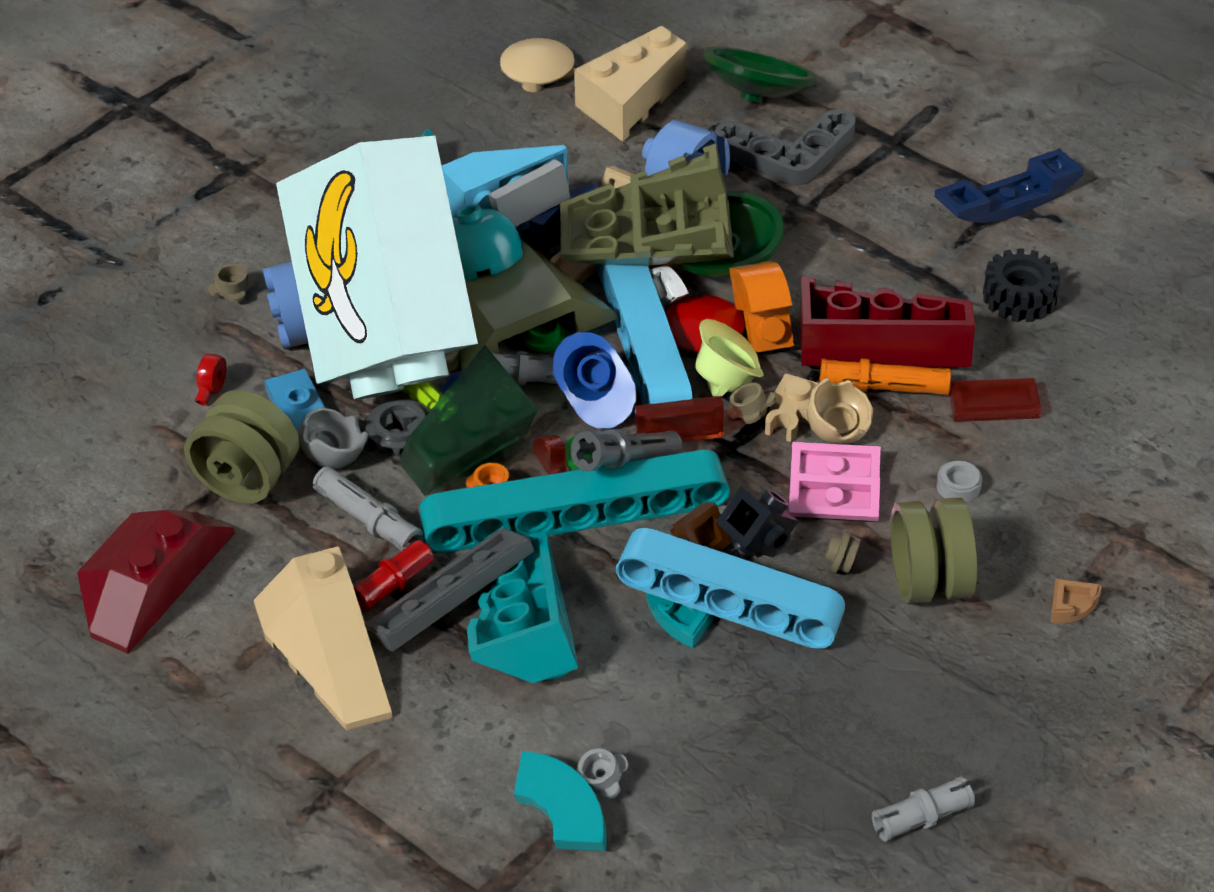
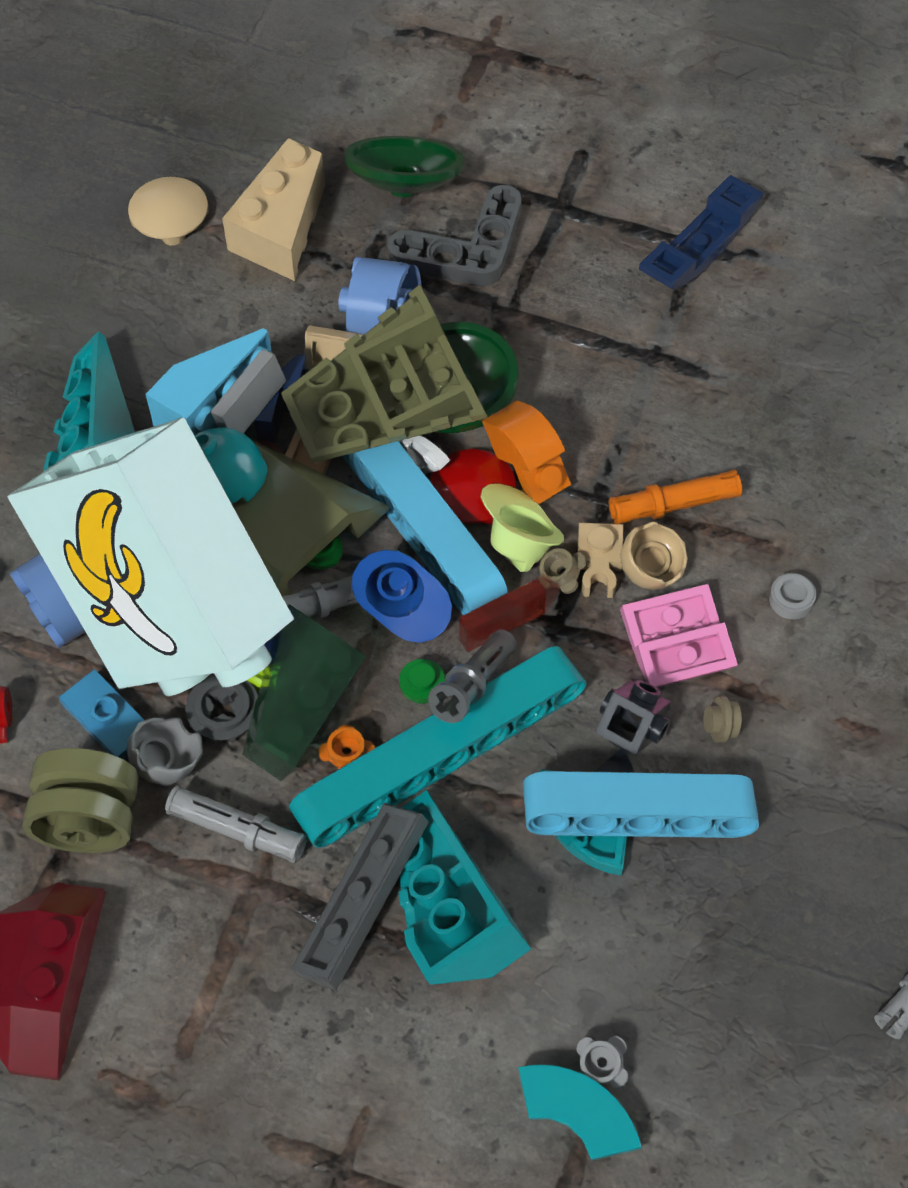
camera: 20 degrees left, 15 degrees up
(320, 630) = (250, 988): tan wedge -> none
(392, 574) = (295, 896): red axle -> none
(550, 453) = (390, 694): clear red tile -> none
(701, 527) = (579, 743): reddish brown tile -> none
(883, 327) = (654, 444): dark red wedge -> none
(933, 550) = (818, 699): olive wheel -> none
(994, 400) = (786, 488): clear red tile -> none
(1021, 301) = (758, 328): black tyre -> none

